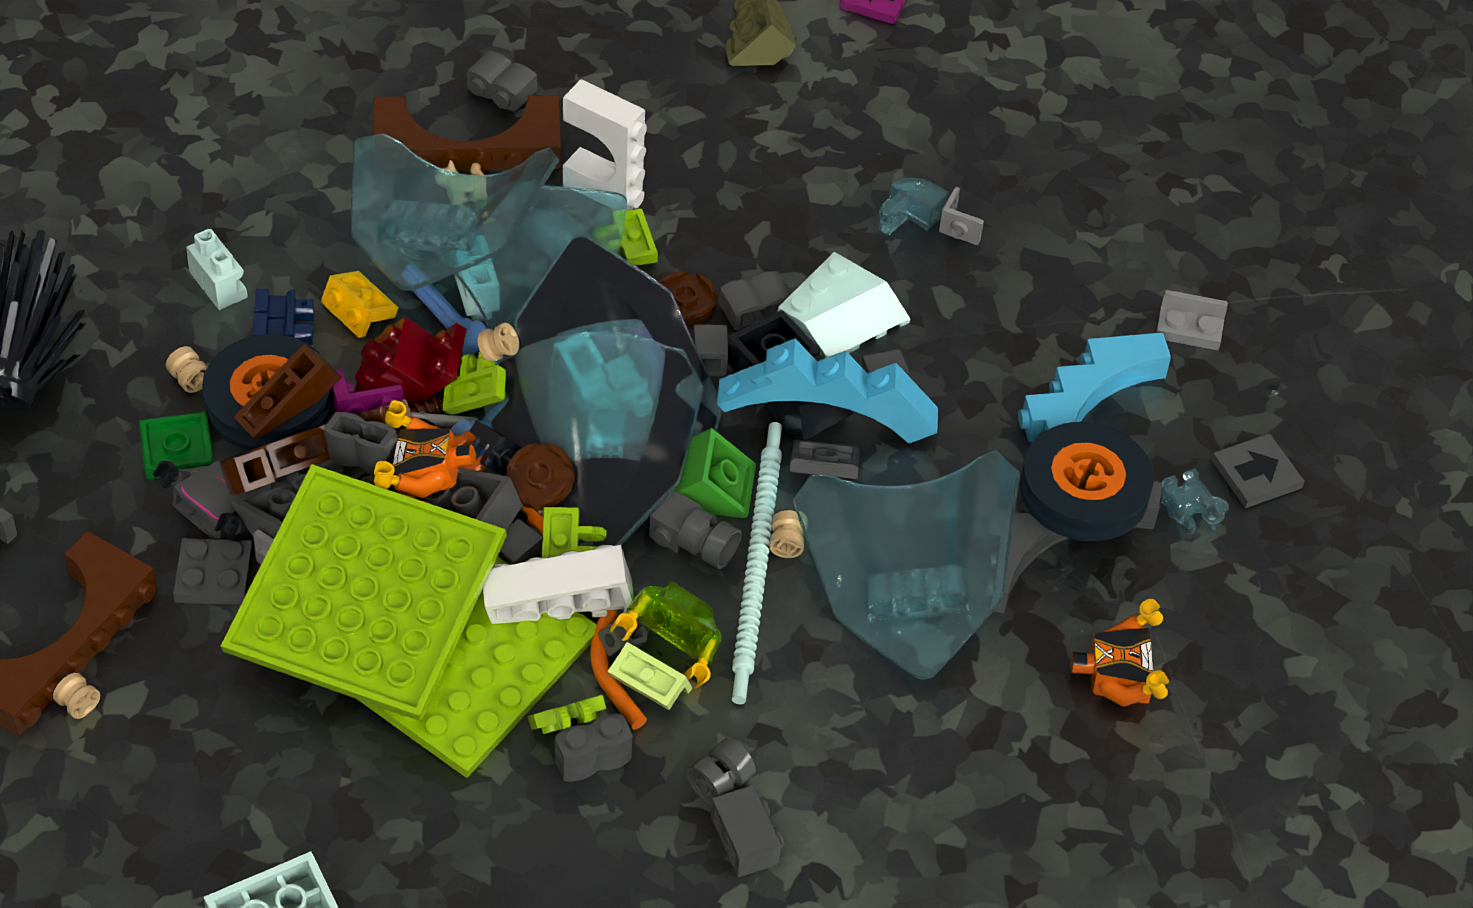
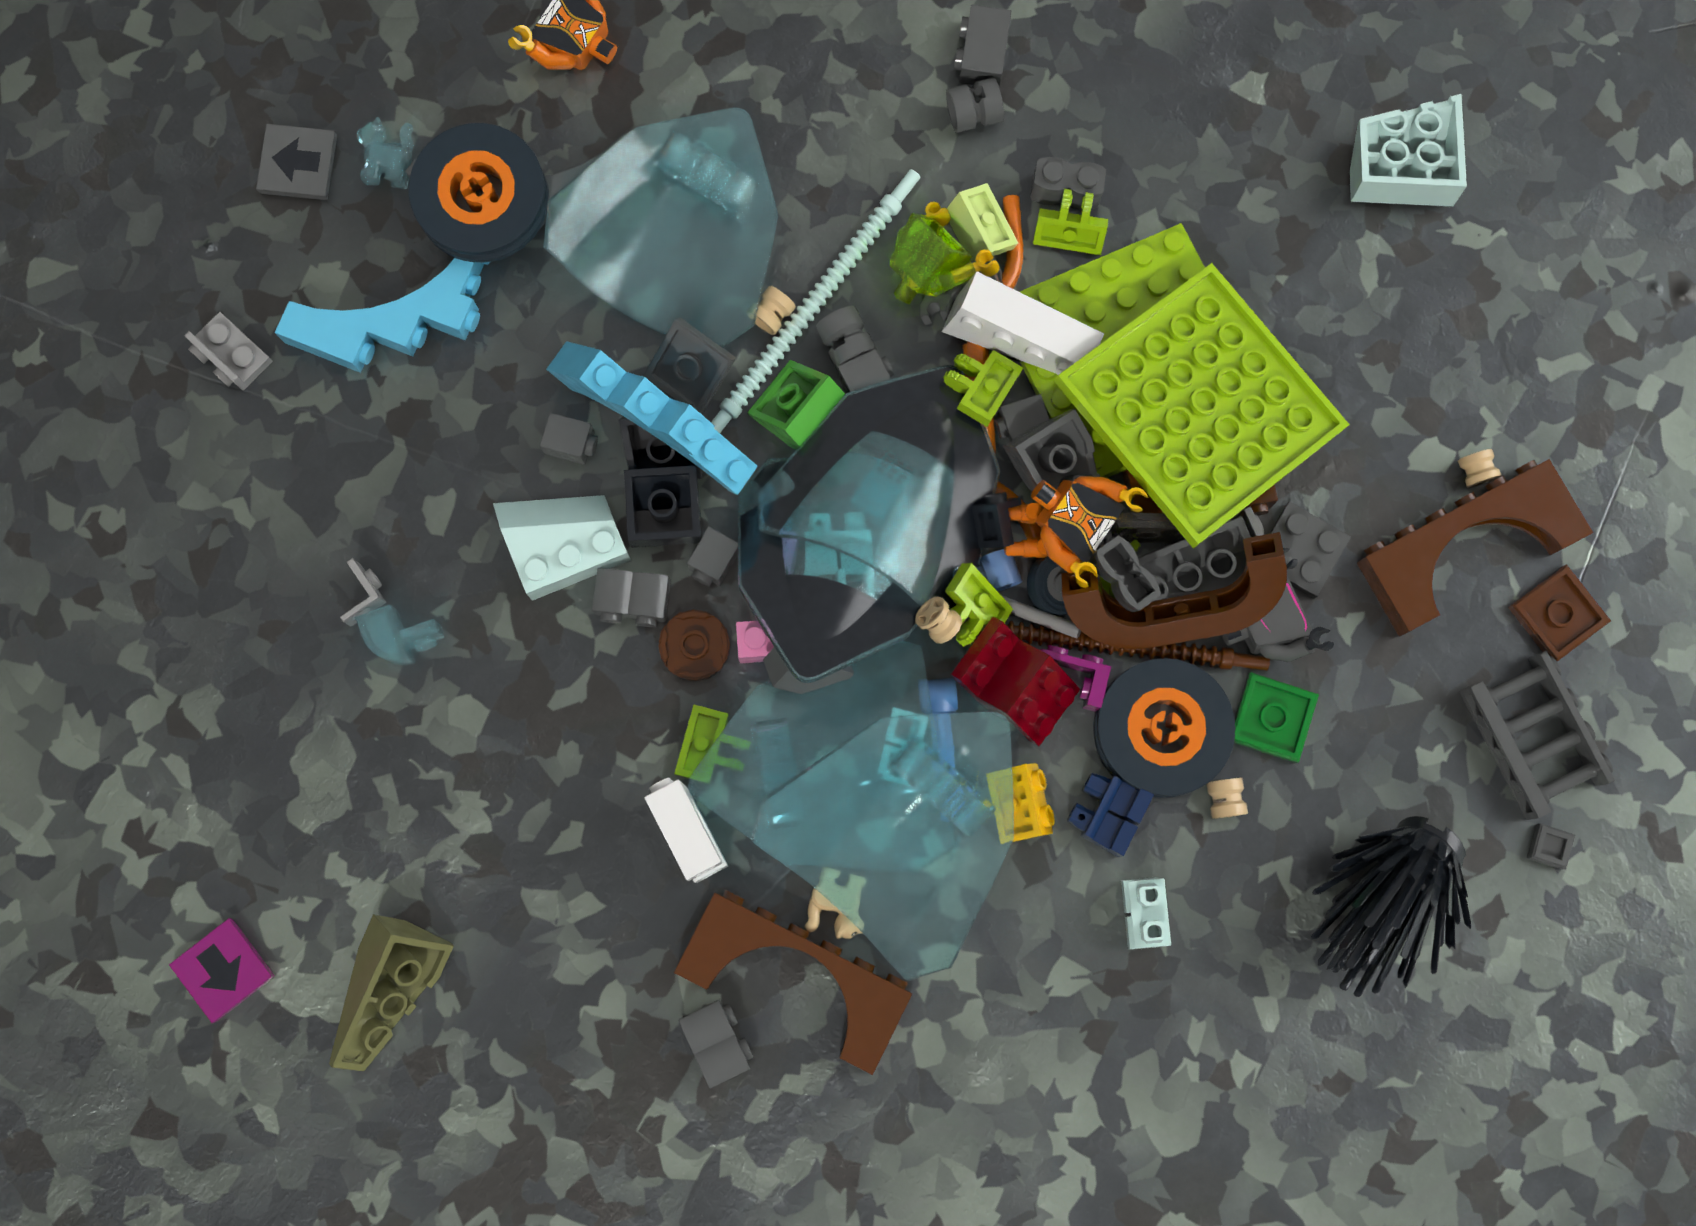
camera: 150 degrees left, 30 degrees up
(288, 392) = (1159, 685): reddish brown slope -> none
(541, 475) = (973, 461): reddish brown tile -> none

